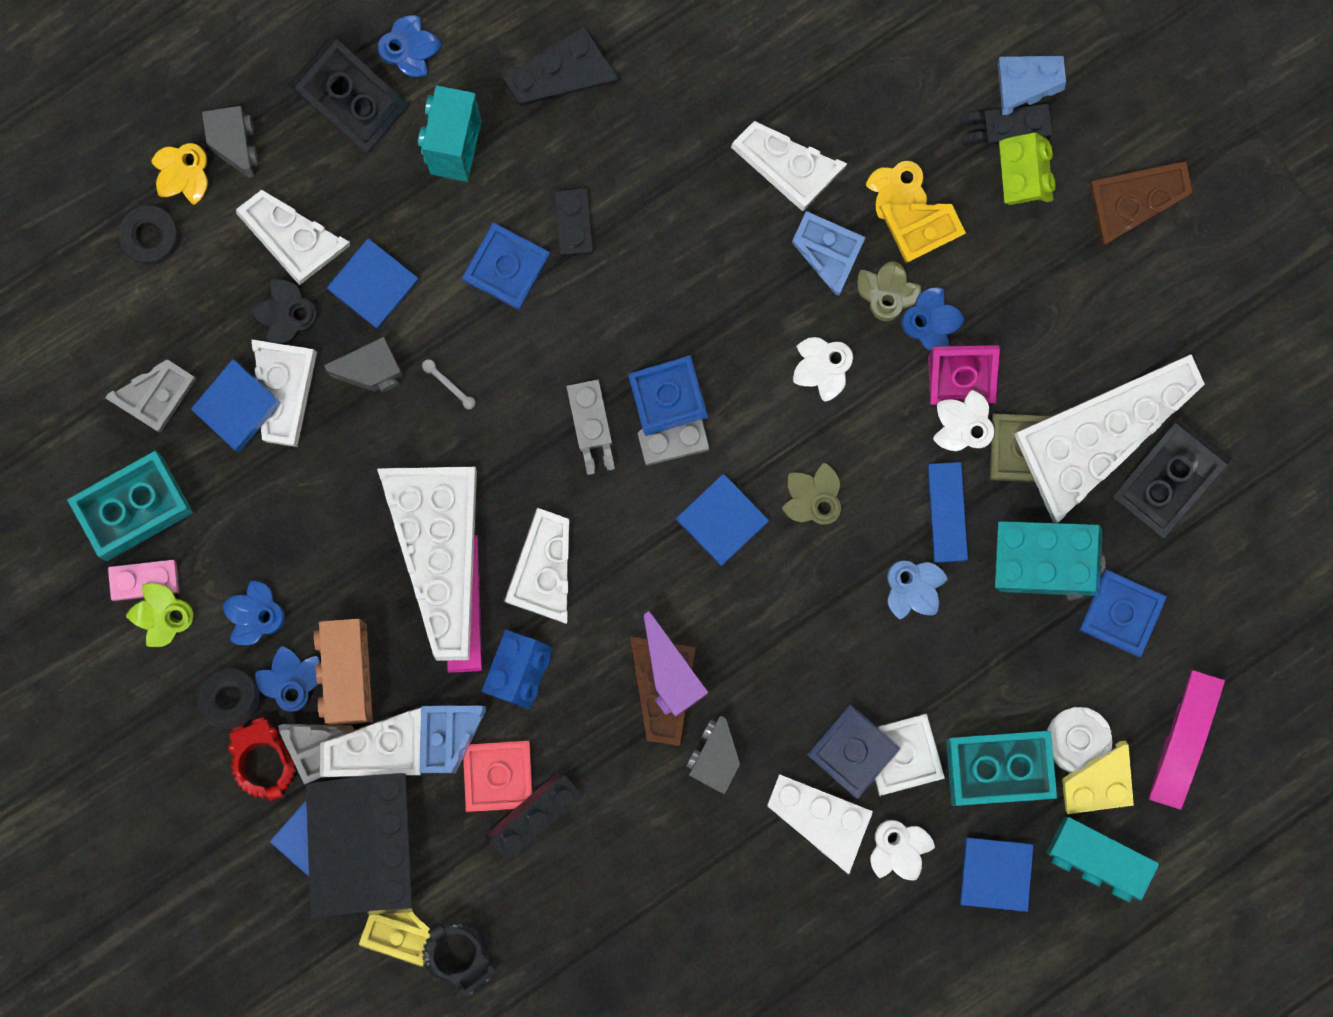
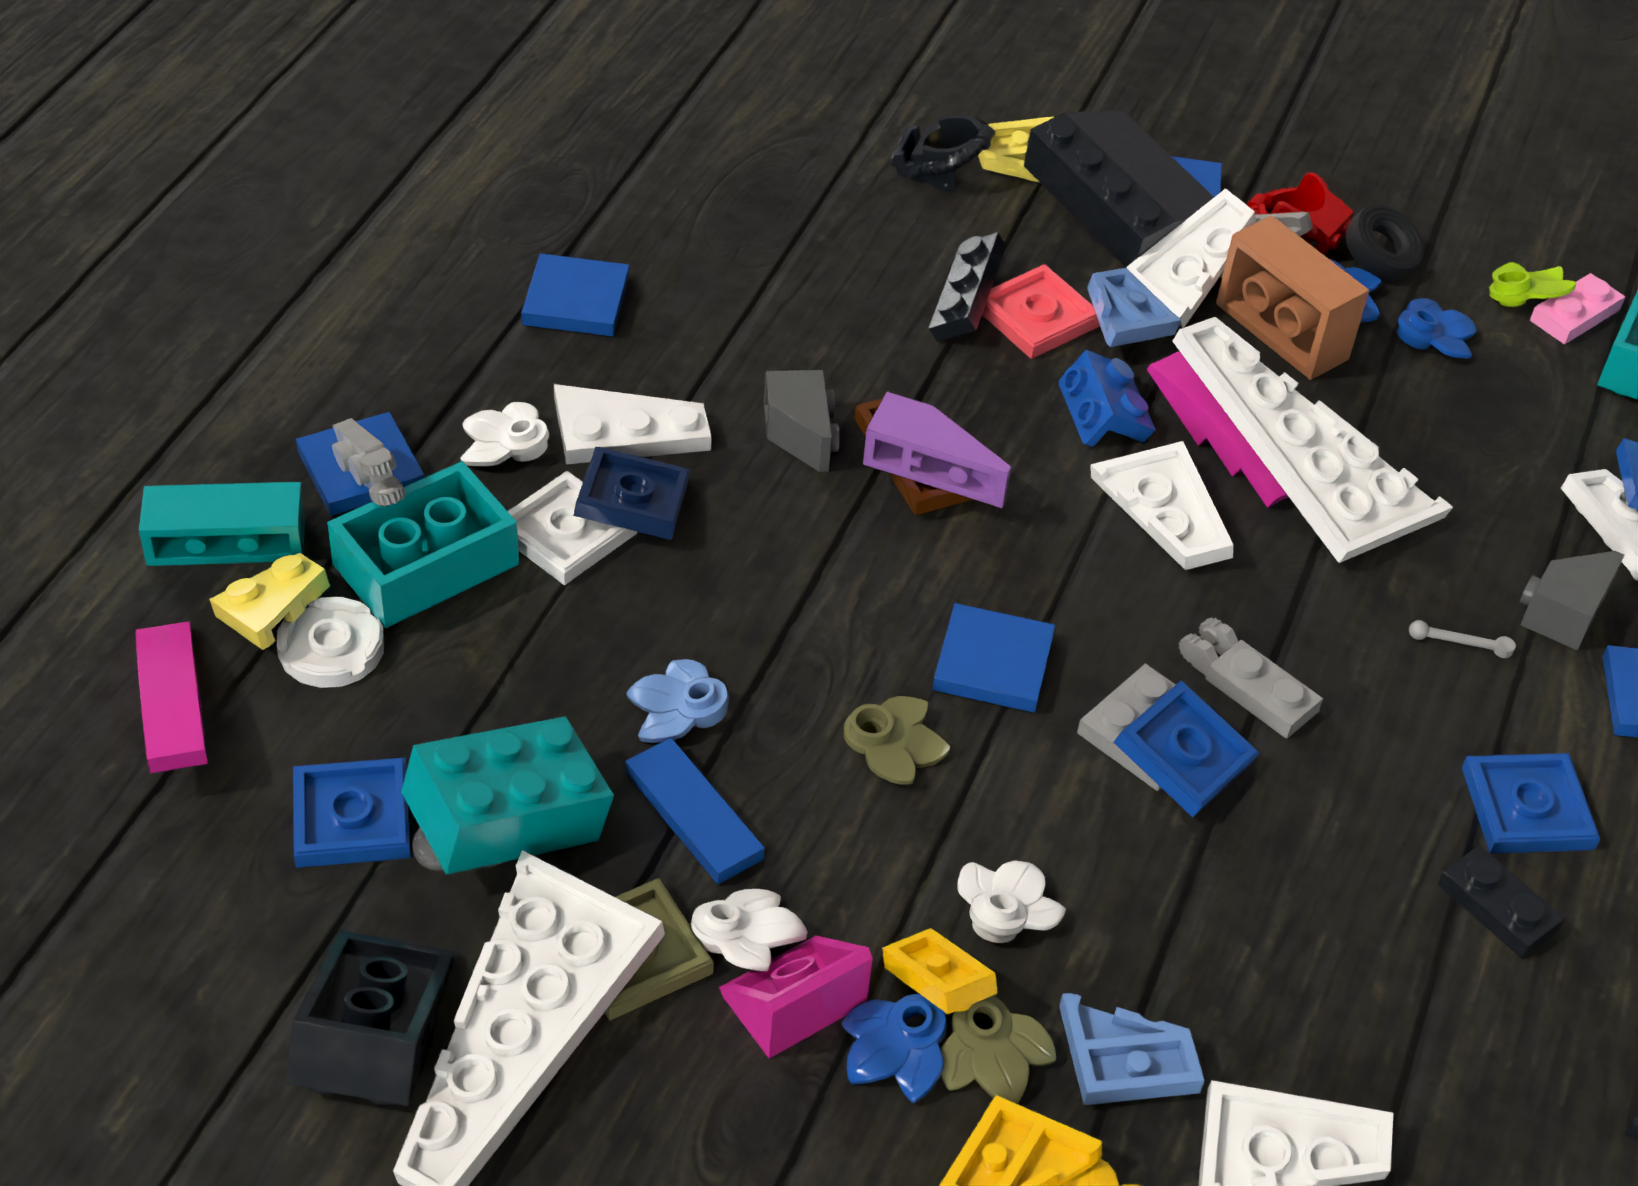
camera: 145 degrees right, 35 degrees down
(786, 956) = (575, 295): none -> blue tile
(893, 337) = (940, 971): none -> yellow plate
(1012, 830) = (367, 462): none -> light grey hinge

